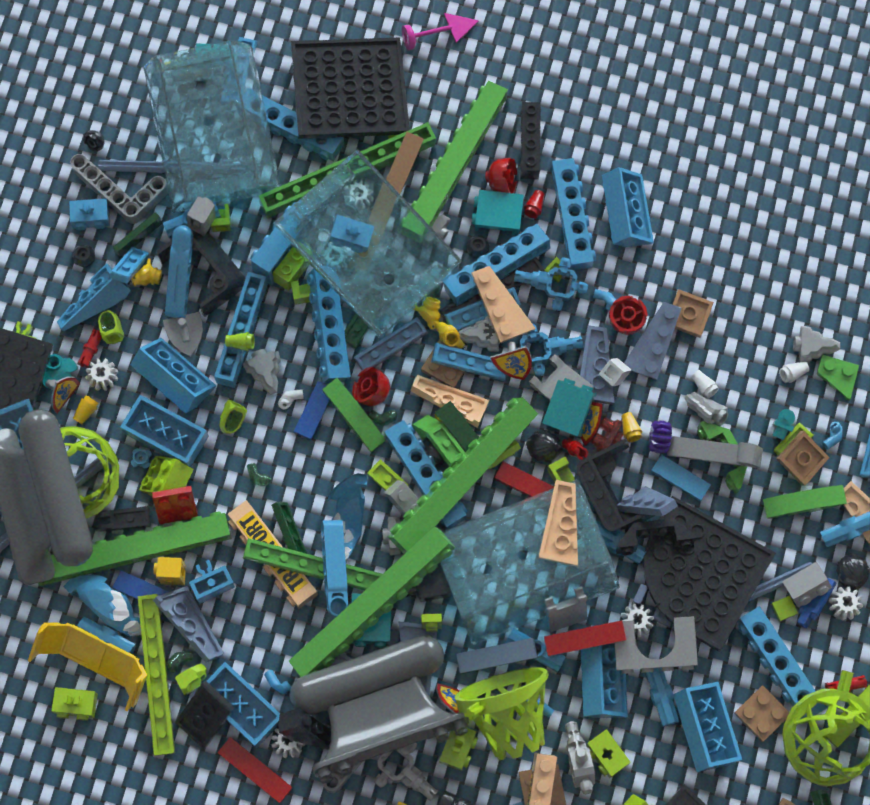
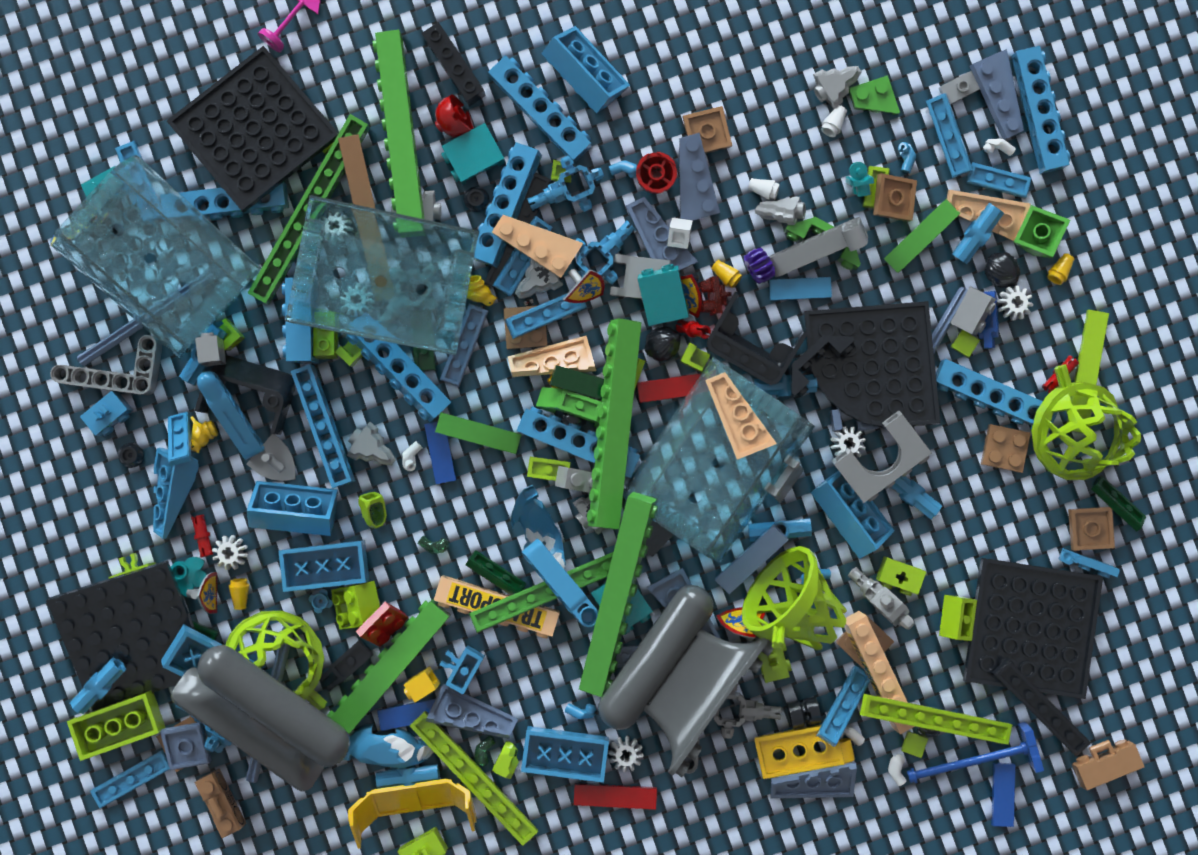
camera: 30 degrees left, 15 degrees up
(94, 140) = (58, 341): black plate -> none
(110, 327) = (205, 505): lime rock -> none
(137, 235) = (165, 403): dark green tile -> none
(204, 715) = (541, 785): black tile -> none
(240, 341) = (333, 440): lime cone -> none
(305, 729) = (635, 739): black slope -> none
(351, 234) = (363, 281): dark azure brick -> none
(371, 387) = (476, 398): red cylinder -> none
(383, 419) = (506, 417): clear green arm -> none
(431, 622) = (678, 573): lime plate -> none
(449, 335) = (510, 302): yellow animal -> none
(534, 205) = (500, 124): red cone -> none
(585, 638) = (819, 495): red tile -> none
(647, 502) = (793, 337): sand blue wing -> none
(707, 726) = (971, 496): dark azure brick -> none

